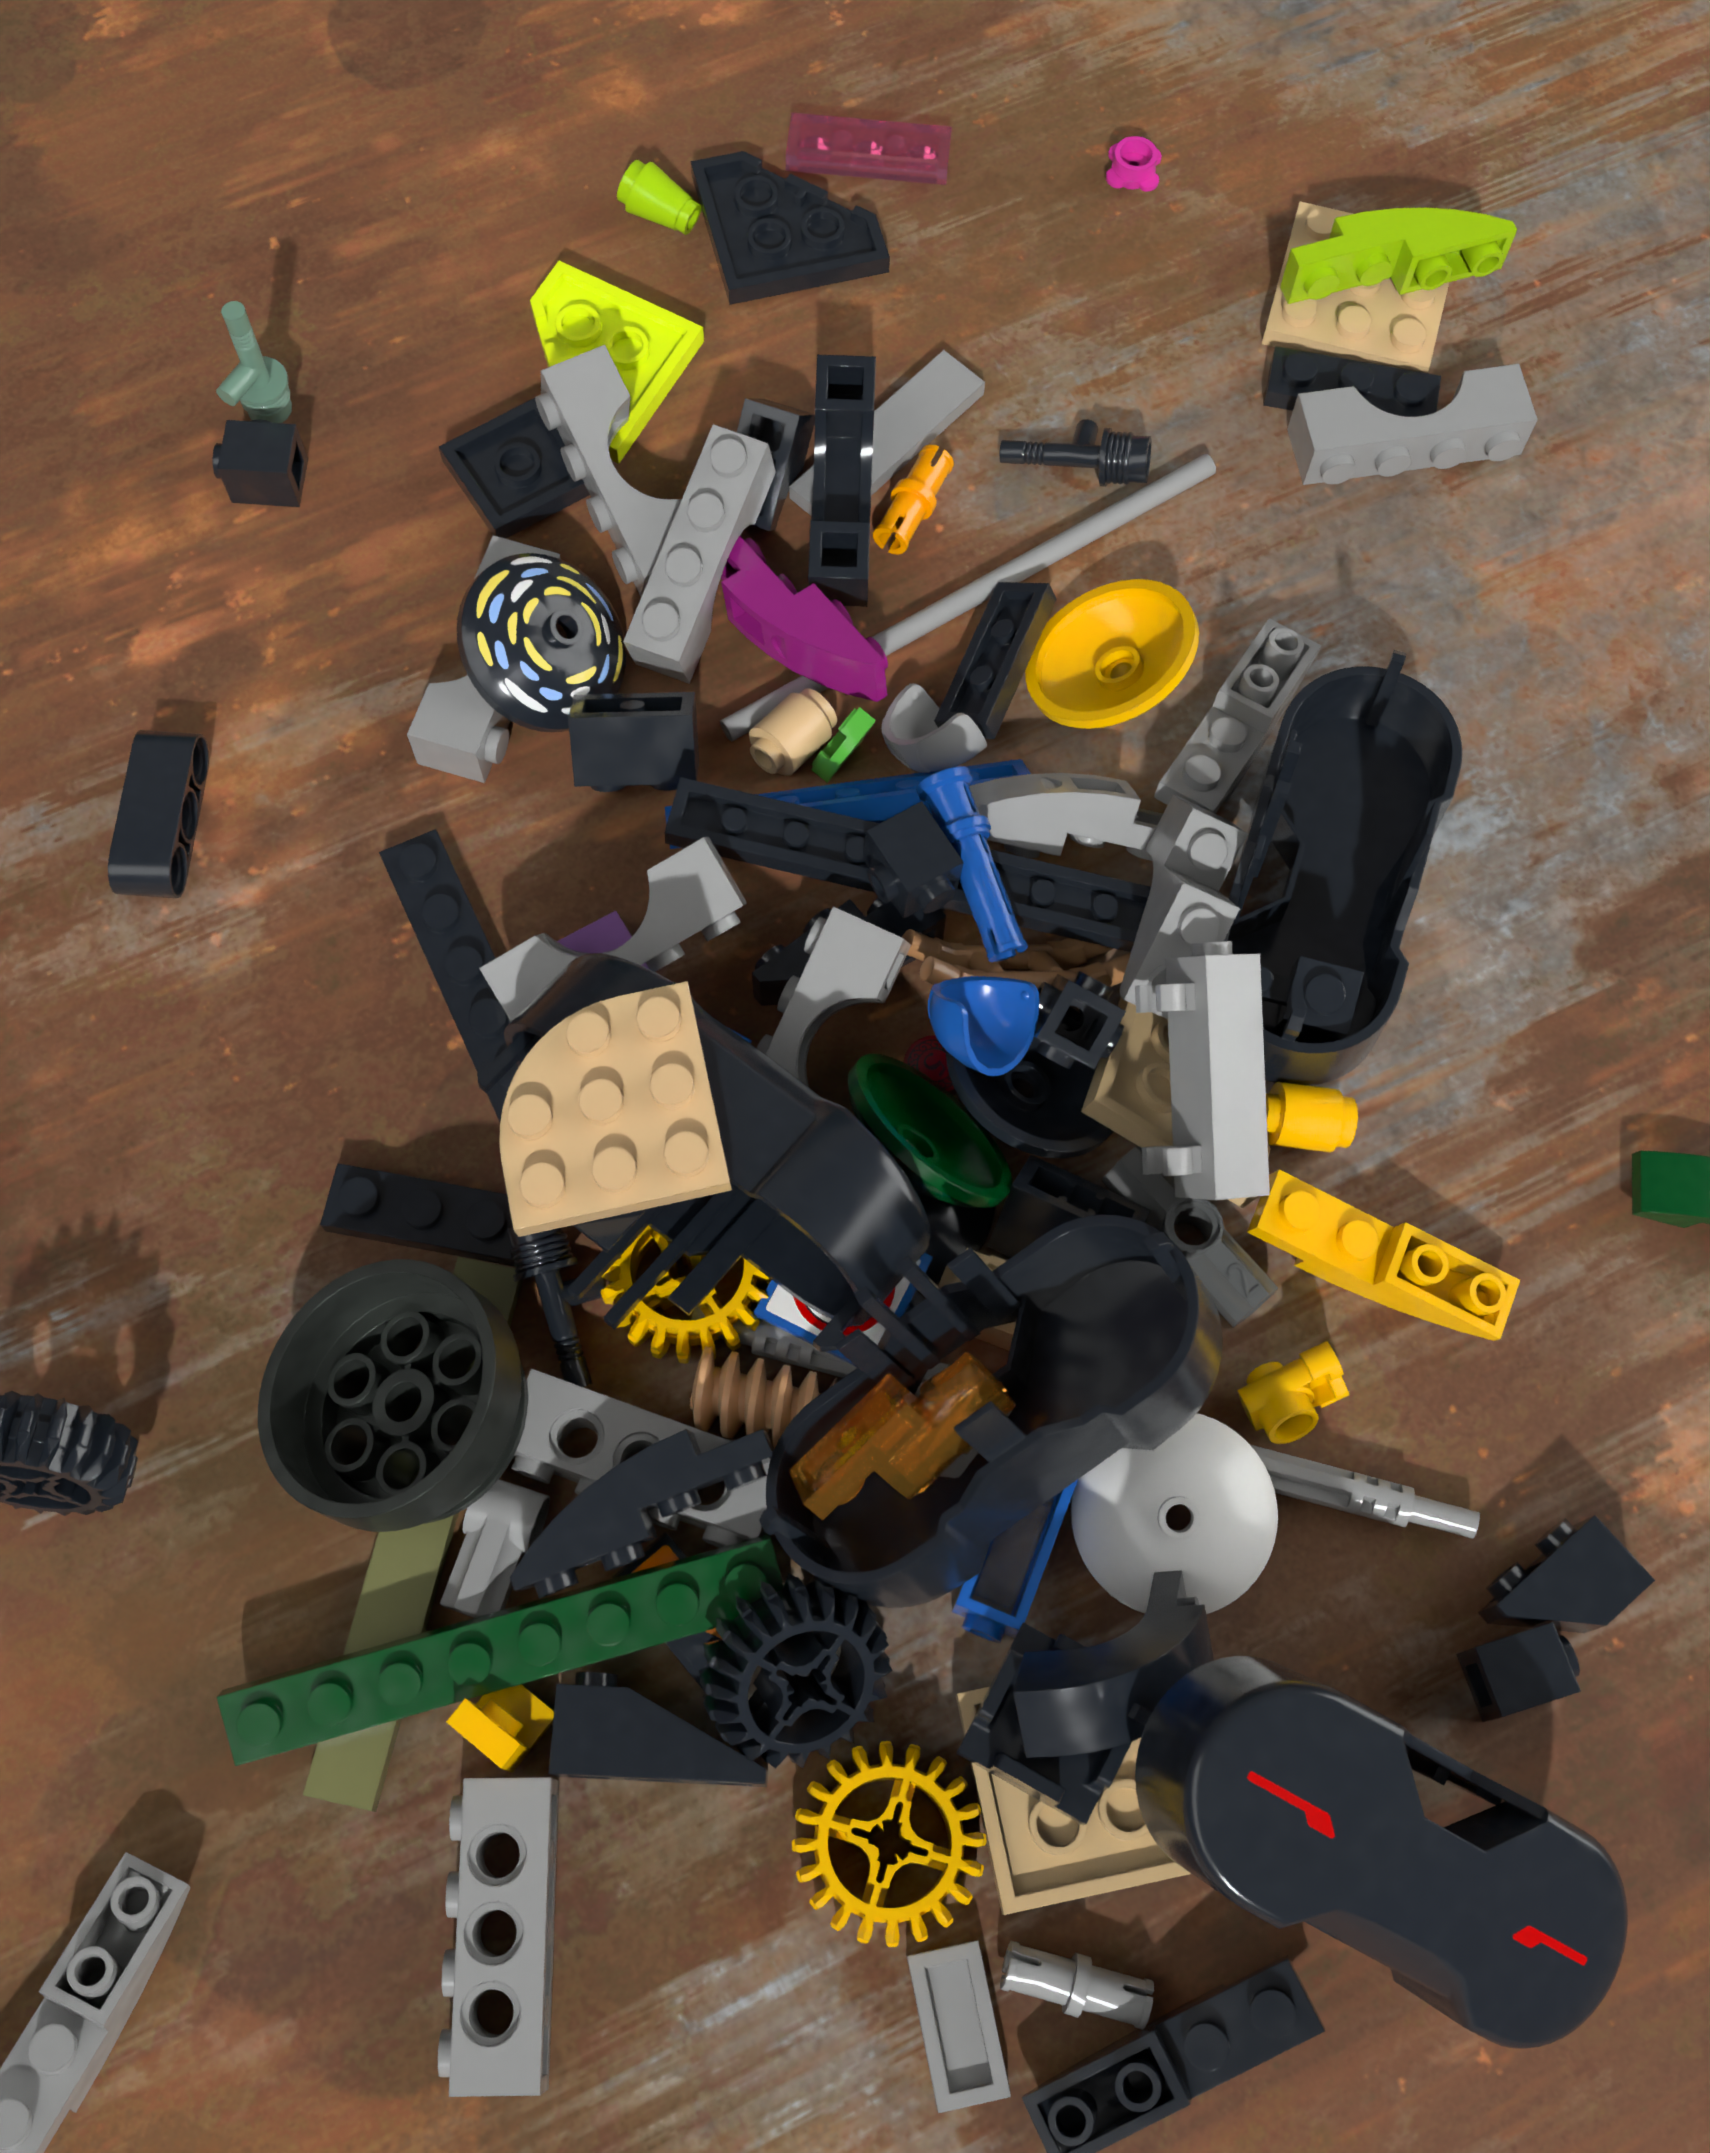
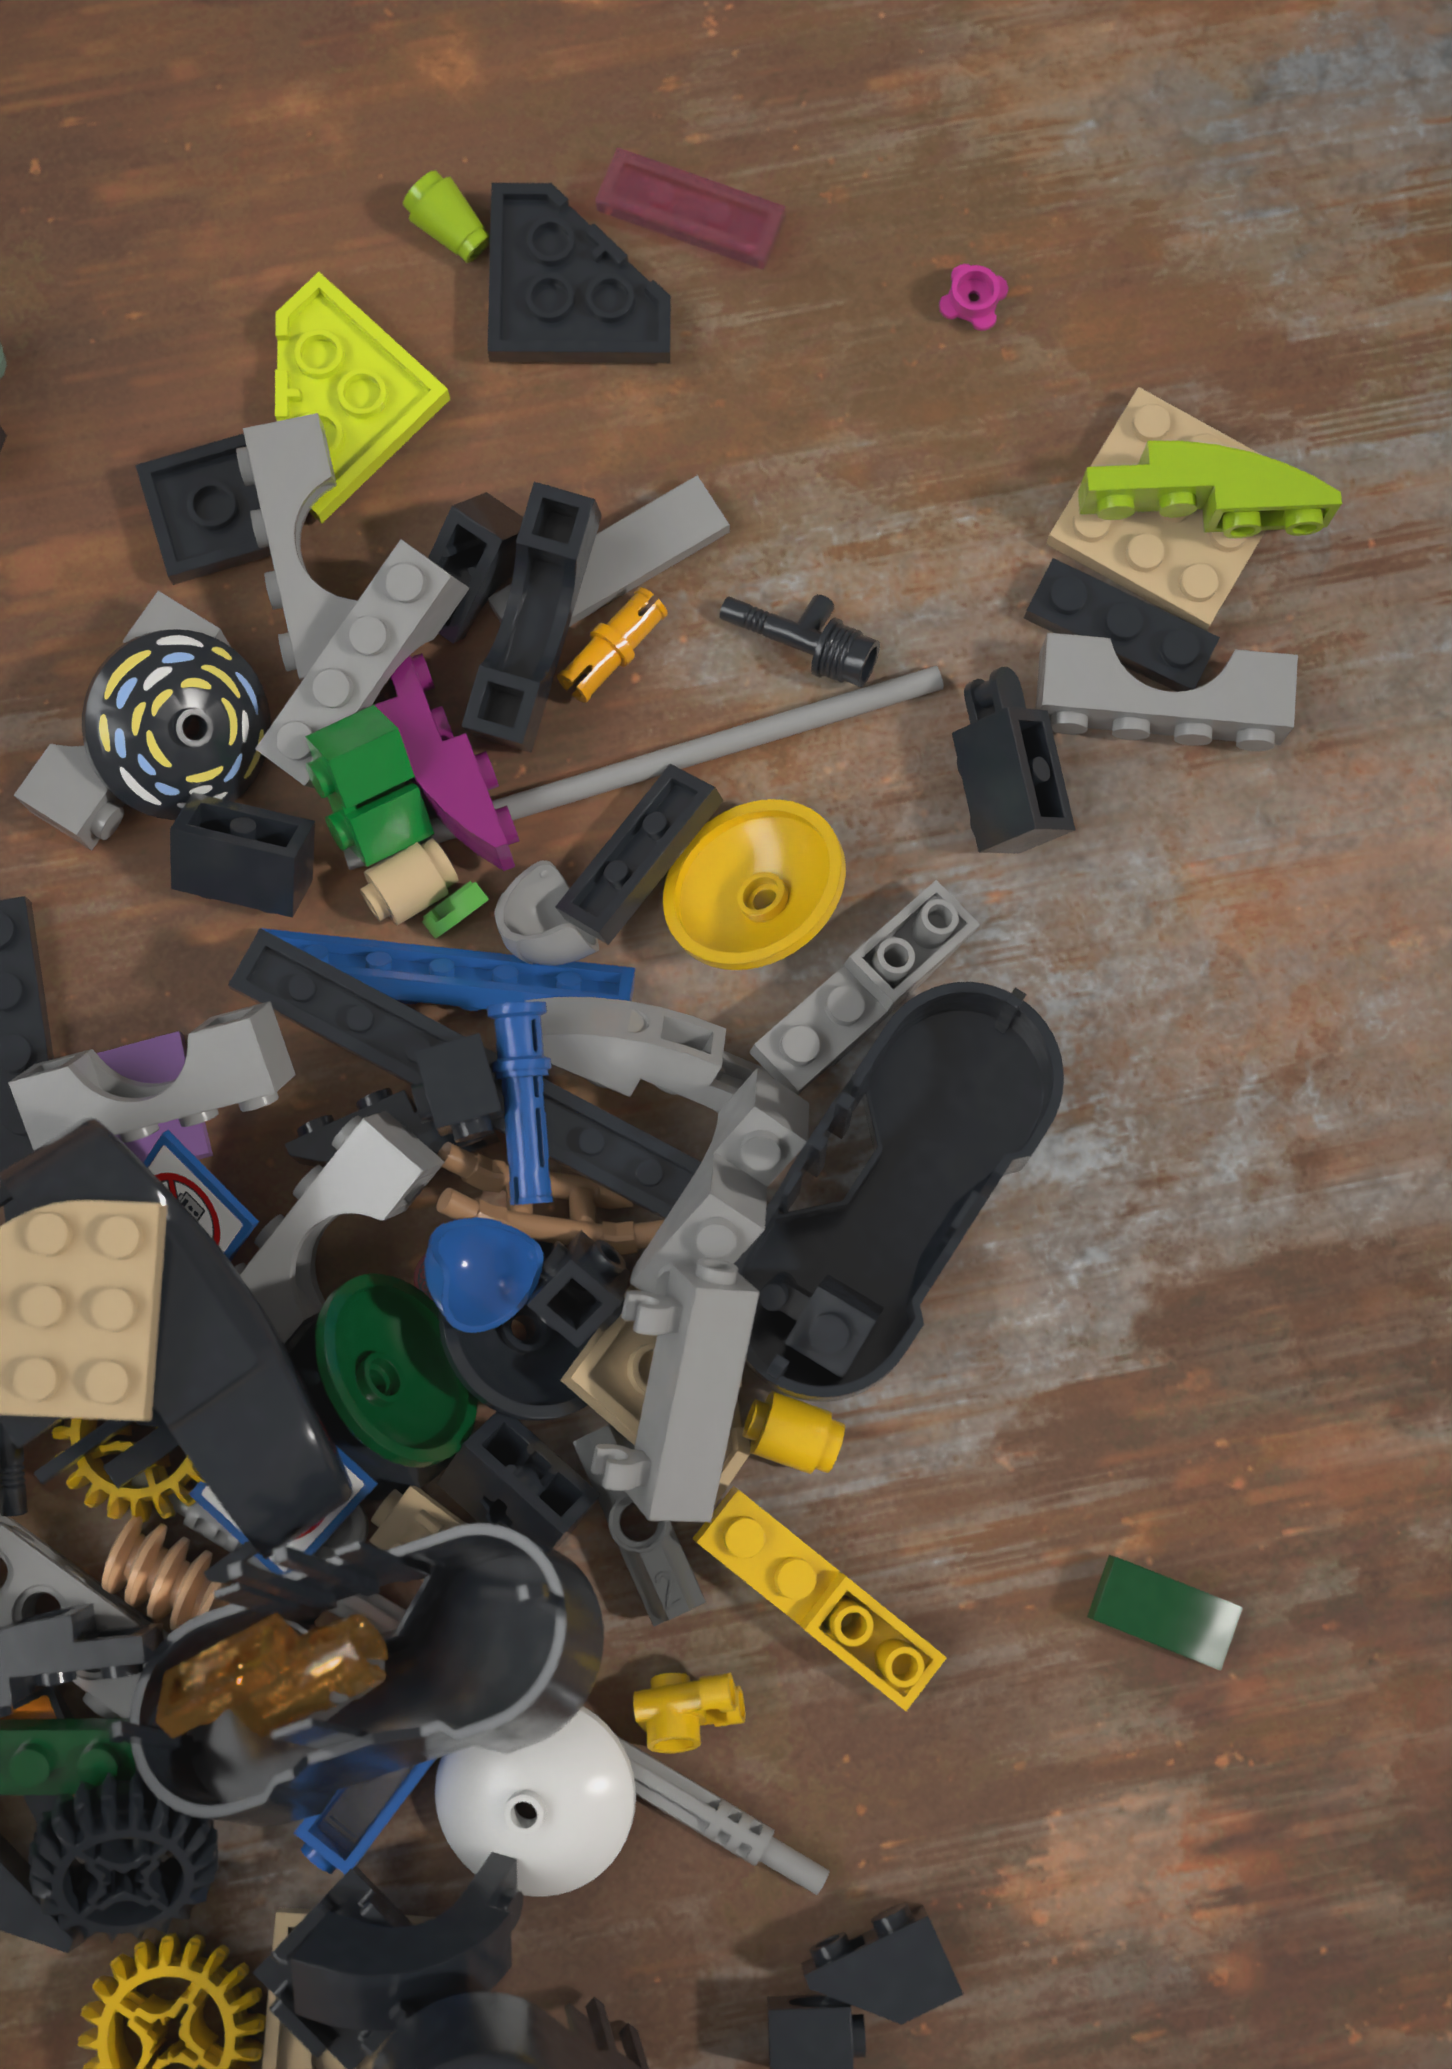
camera: 15 degrees right, 10 degrees up
(724, 632) = (363, 774): none -> green piece
(1303, 514) = (1010, 768): none -> black brick

